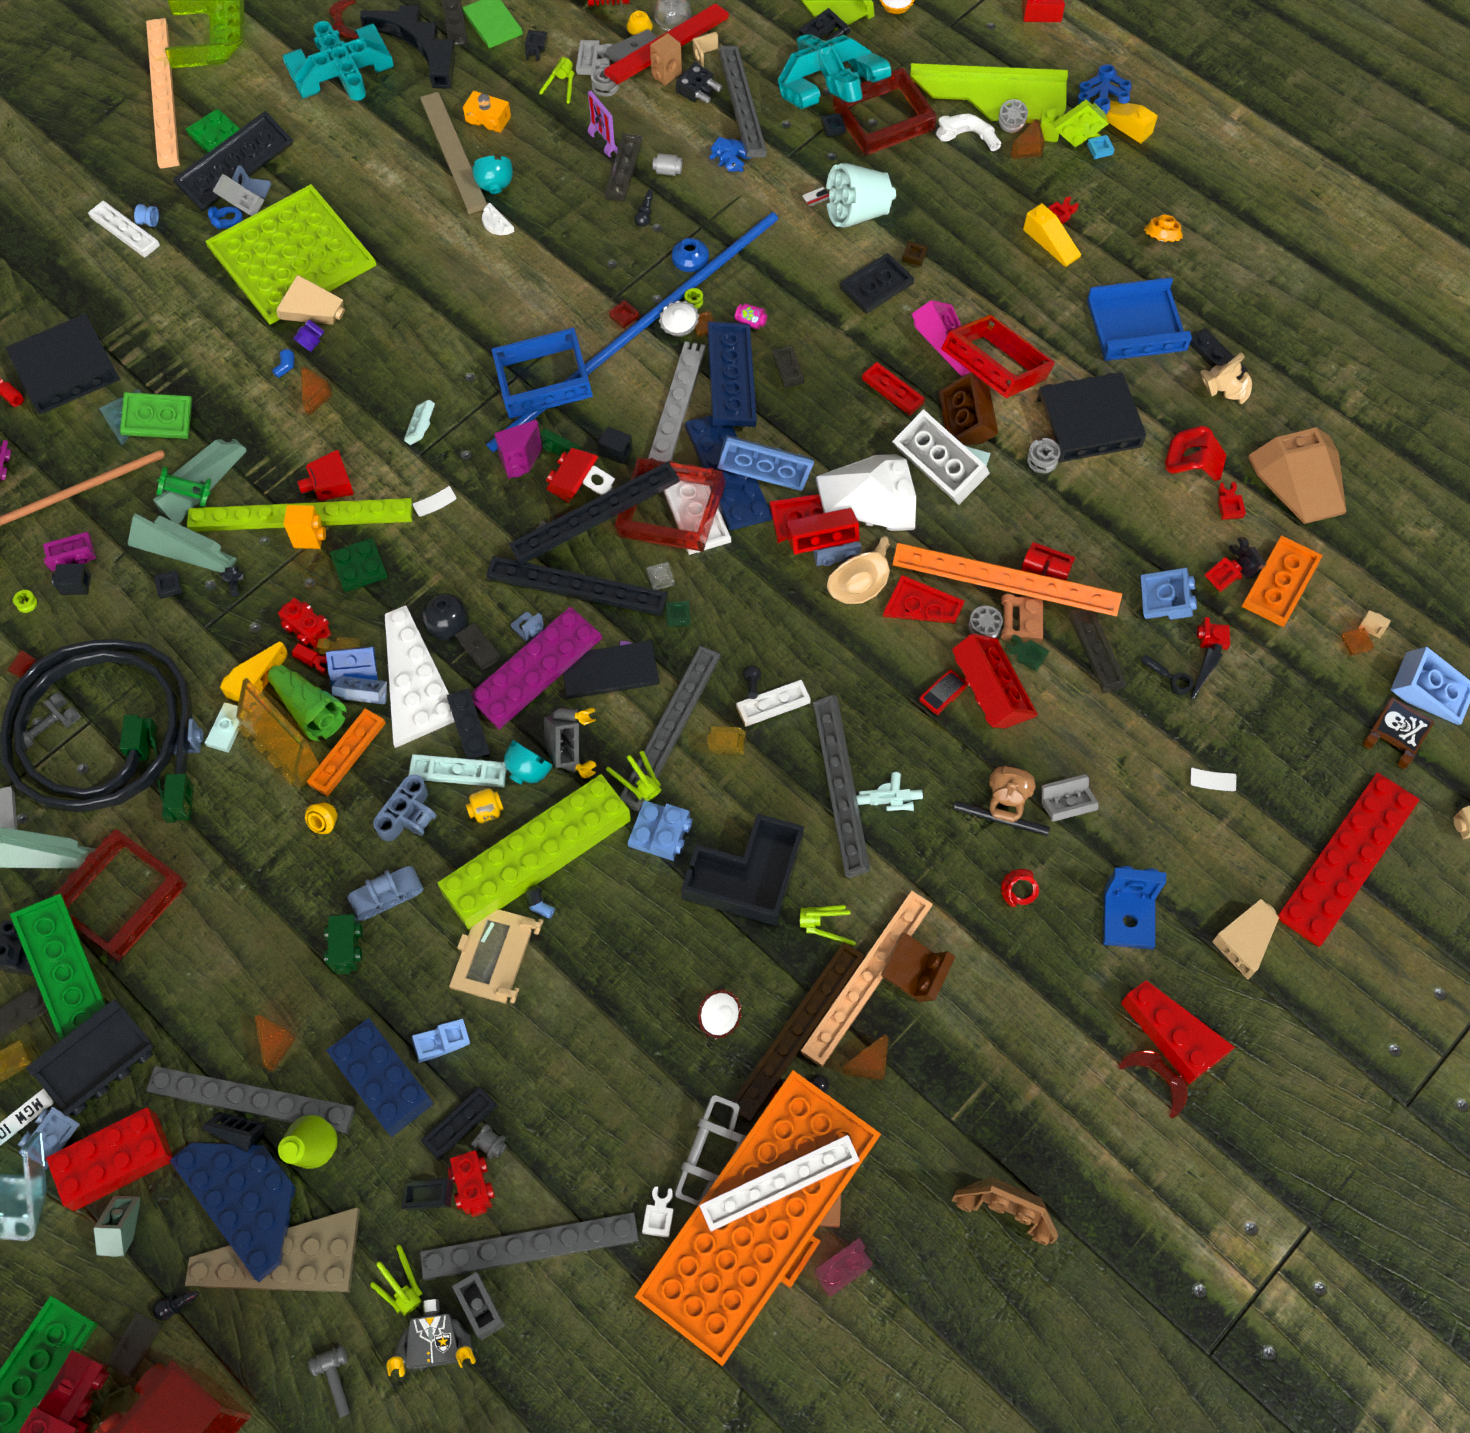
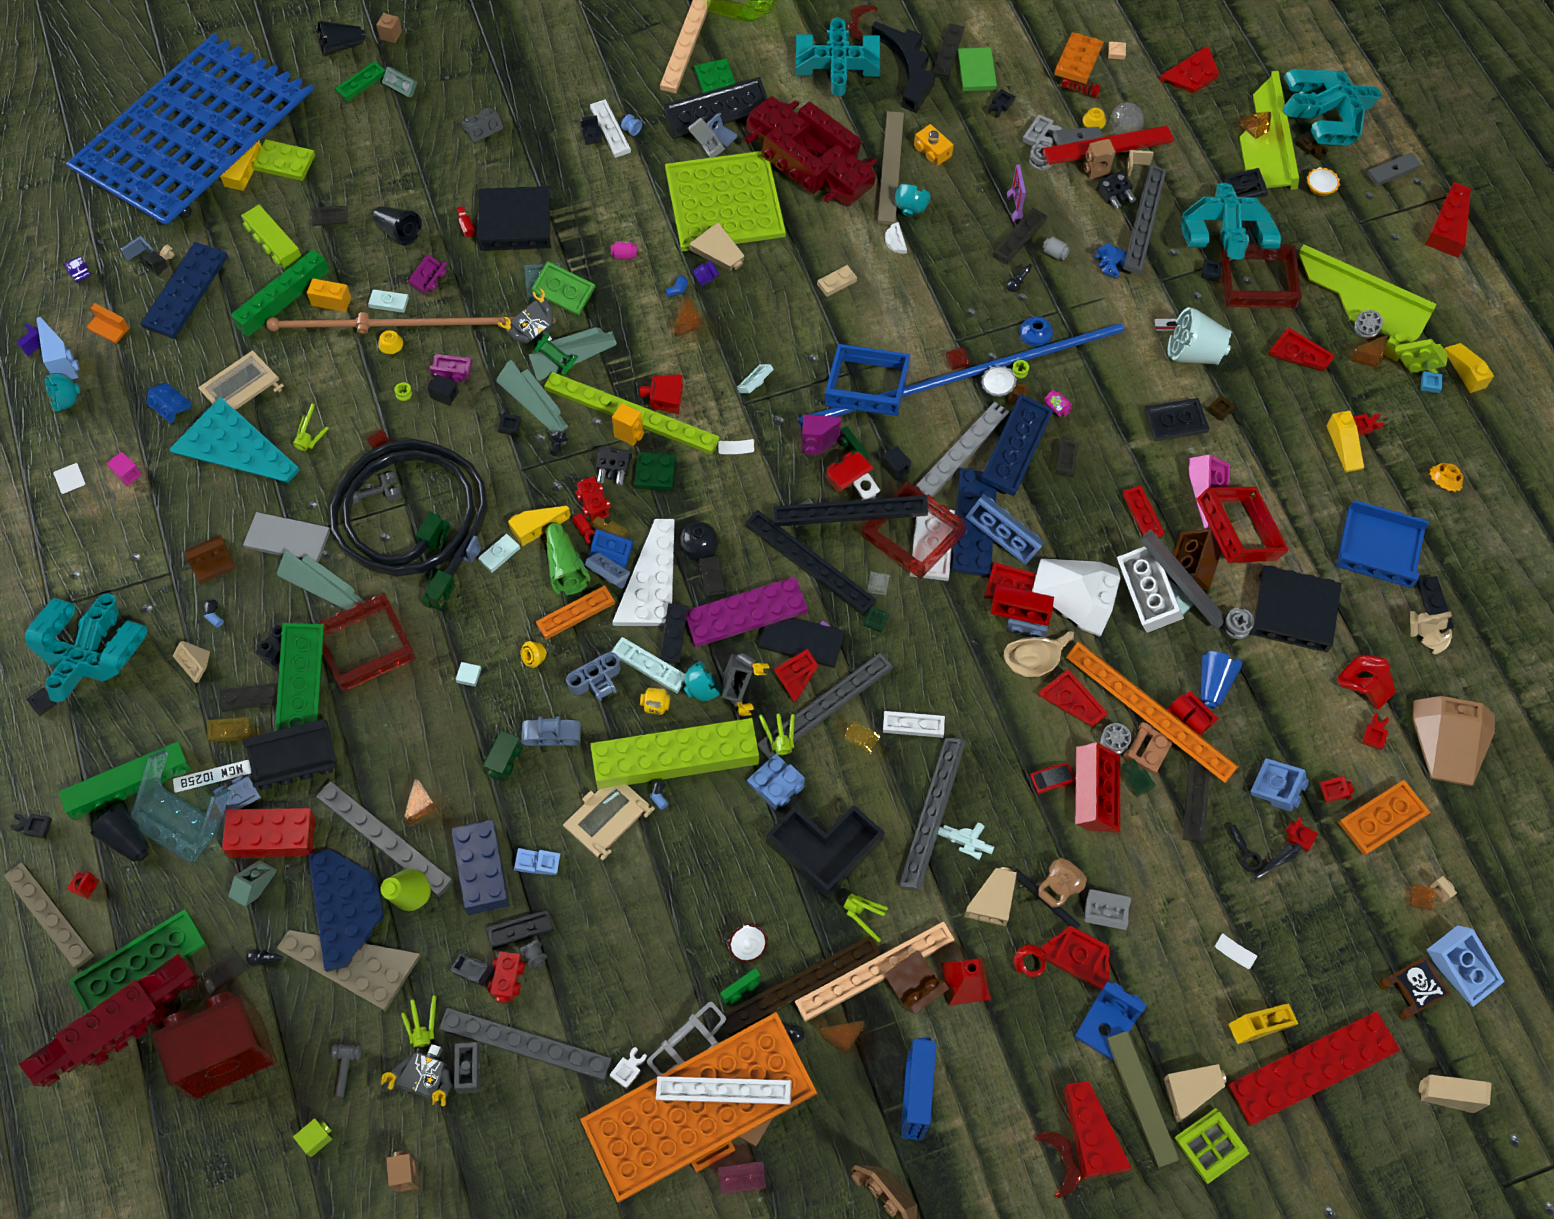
camera: 25 degrees right, 0 degrees up
(102, 238) = (591, 130): none -> black bracket
(139, 464) = (532, 322): none -> dark grey torso
(205, 348) = (624, 250): none -> dark pink brick
(215, 214) = (683, 144): blue piece -> none
(235, 1130) = (366, 859): black slope -> none
(257, 873) = (468, 674): none -> light aqua tile
(274, 736) = (528, 577): clear yellow slope -> none
(307, 575) = (613, 462): none -> black piece
(359, 163) = (811, 149): none -> dark red piece
(455, 287) = (837, 280): none -> tan plate
(531, 628) = (757, 580): sand blue bracket -> none
(562, 70) = (1012, 134): lime plant -> none
(623, 707) = (797, 673): none -> red wing
(731, 1073) = (734, 991): none -> green plate
(752, 675) = (909, 694): black bar -> none
(950, 842) = (994, 898): none -> tan slope
(962, 167) = (1301, 351): none -> red wing
(963, 123) = (1318, 312): white piece -> none
(966, 939) = (966, 981): none -> red slope
(969, 433) = (1183, 579): none -> dark grey tile
(983, 1076) = (918, 1089): none -> blue window
(1052, 515) = (1217, 677): none -> blue cone
(1067, 859) = (1079, 956): none -> red wing
(1105, 74) = (1469, 321): blue plant -> none
(1205, 973) = (1142, 1099): none -> olive tile
(1249, 558) = (1365, 786): black plate -> none
(1278, 838) = (1262, 1023): none -> yellow slope
(1295, 985) = (1211, 1145): none -> lime piece

